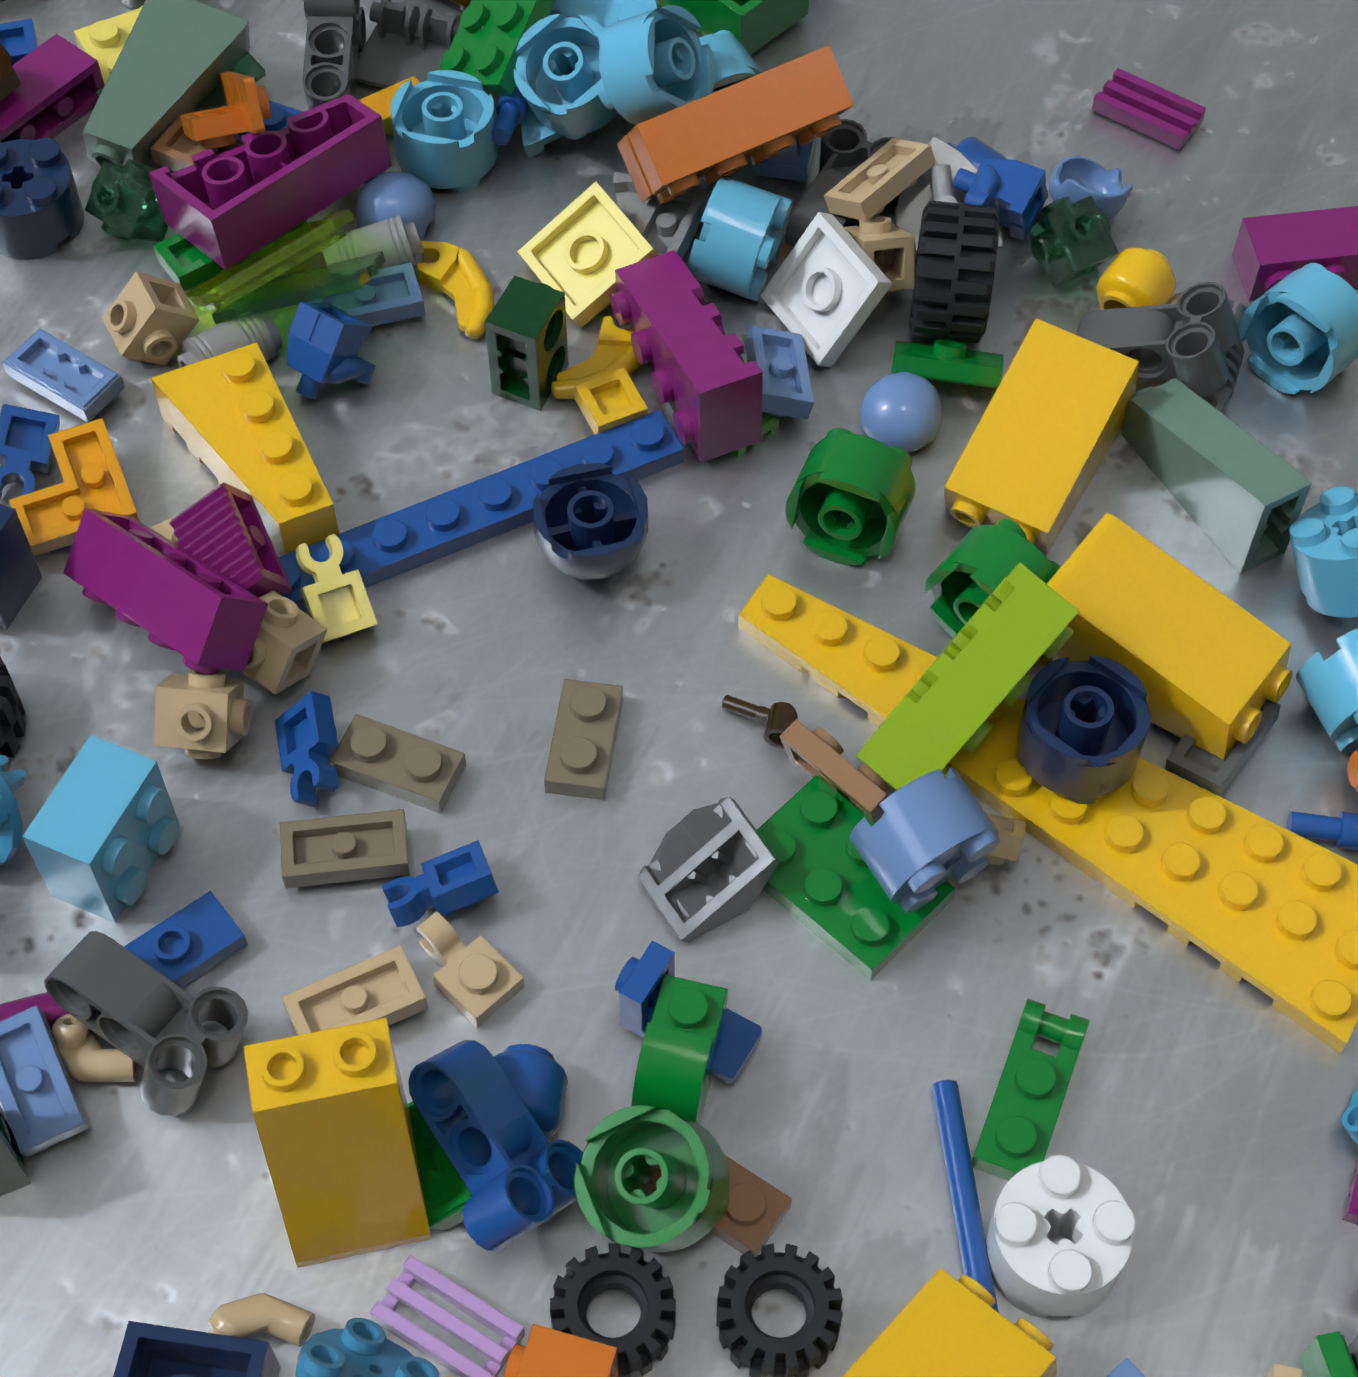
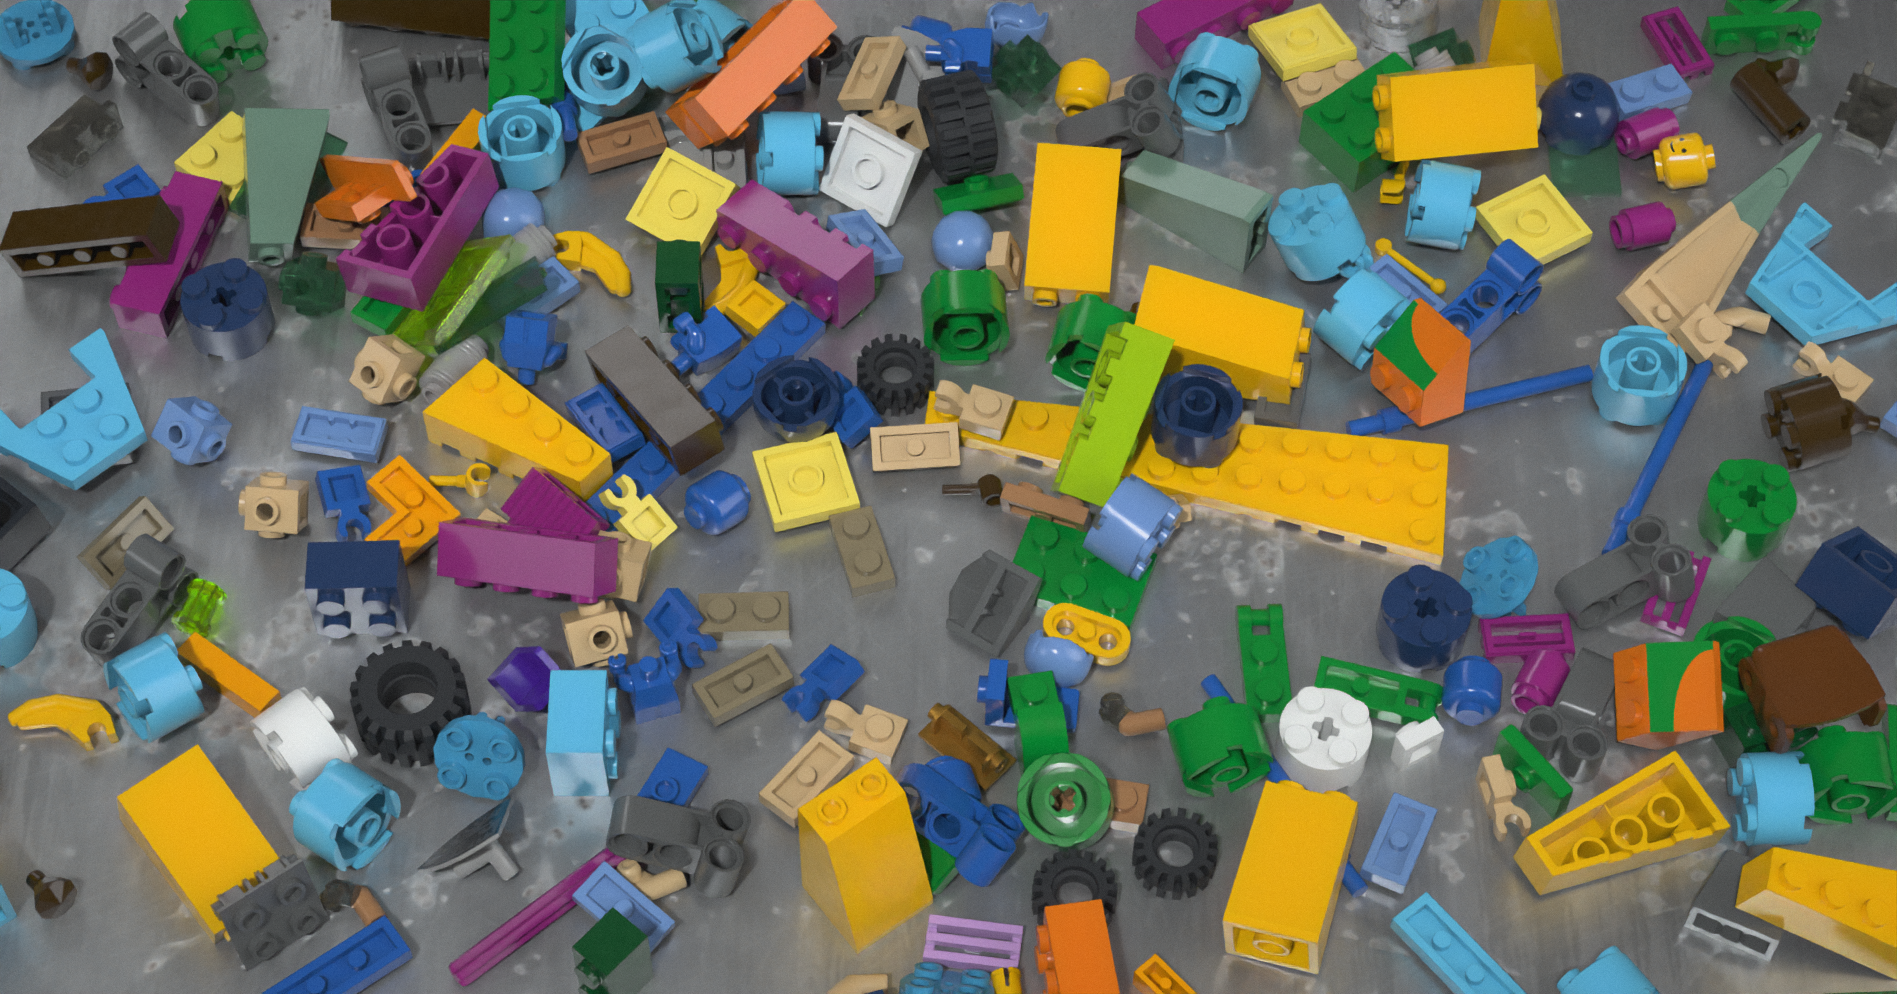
camera: 25 degrees left, 0 degrees up
(75, 725) = (524, 678): none -> dark purple panel
(173, 478) = (473, 488): none -> yellow hand
(230, 803) = (650, 683): none -> blue piece
(362, 471) = (605, 422): none -> blue plate
(426, 463) = (656, 399): none -> brick
(437, 611) = (717, 502): none -> blue head
(525, 421) = (704, 344): none -> blue piece
(558, 627) = (805, 481): none -> light yellow plate
(559, 167) = (621, 142): none -> medium nougat plate
(580, 1042) = (958, 737): none -> pearl gold hinge
(661, 565) = (855, 413): none -> blue plate
(712, 634) = (915, 447): none -> tan plate
(735, 513) = (896, 354): none -> black tyre
(752, 980) = (1062, 656): none -> medium blue hair
(806, 1095) = (1127, 722): none -> arm
(809, 619) = (980, 411): none -> tan plate
(812, 960) = (1089, 632): none -> yellow plate
(905, 1189) = (1220, 747): none -> green brick
(938, 451) = (1005, 260): none -> tan plate
(1174, 1203) = (1381, 690): none -> green plate
(1192, 1296) = (1416, 743): none -> white plate
(1278, 1124) = (1423, 620): none -> dark blue brick
(1306, 1253) = (1472, 690): none -> blue head

